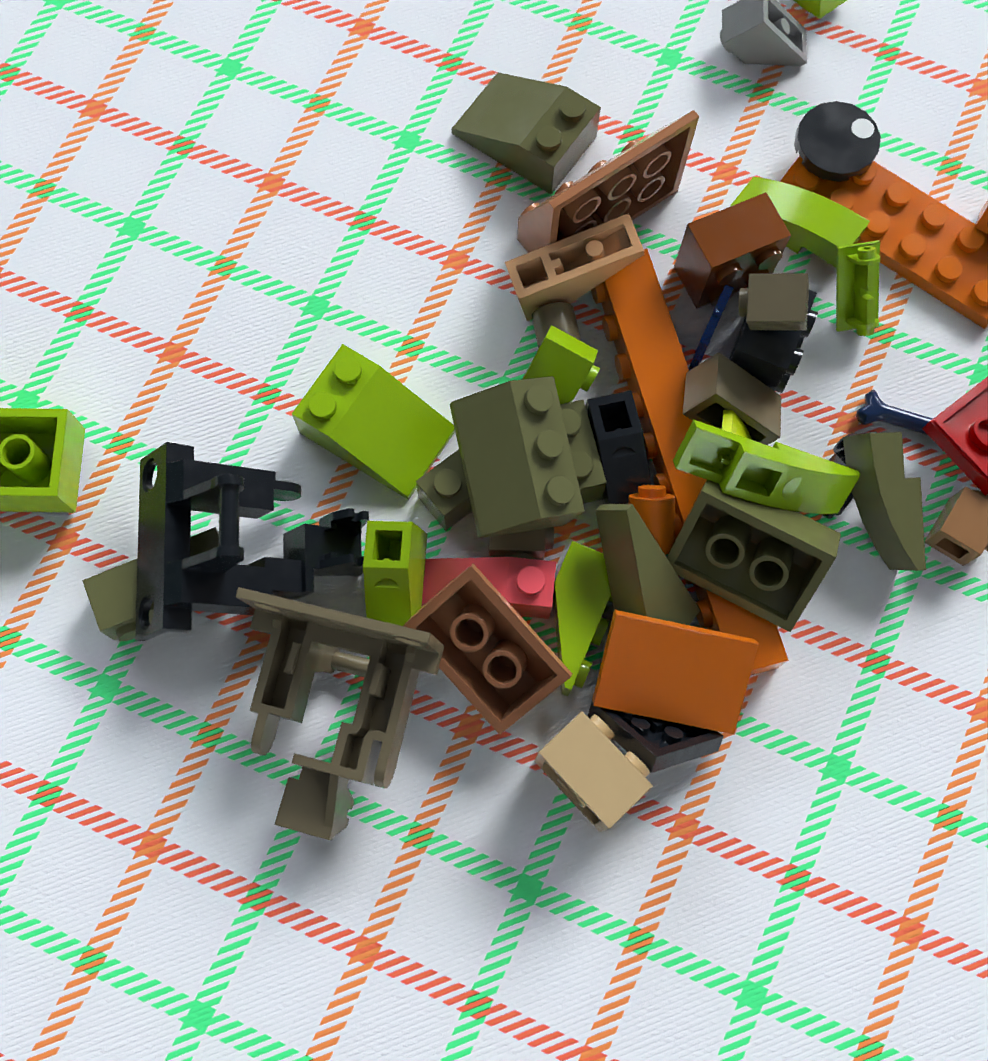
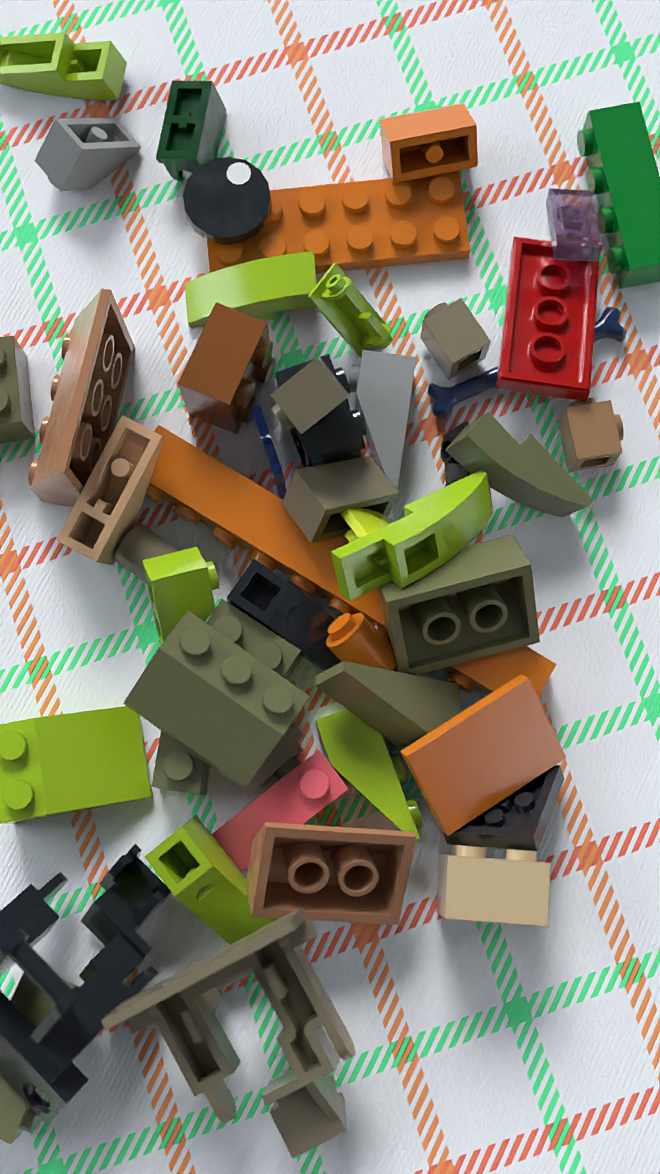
camera: 40 degrees left, 5 degrees up
(828, 370) = (383, 398): none -> light grey slope
(856, 73) = (190, 127): none -> dark green hinge
(922, 370) = (454, 337): none -> dark tan brick

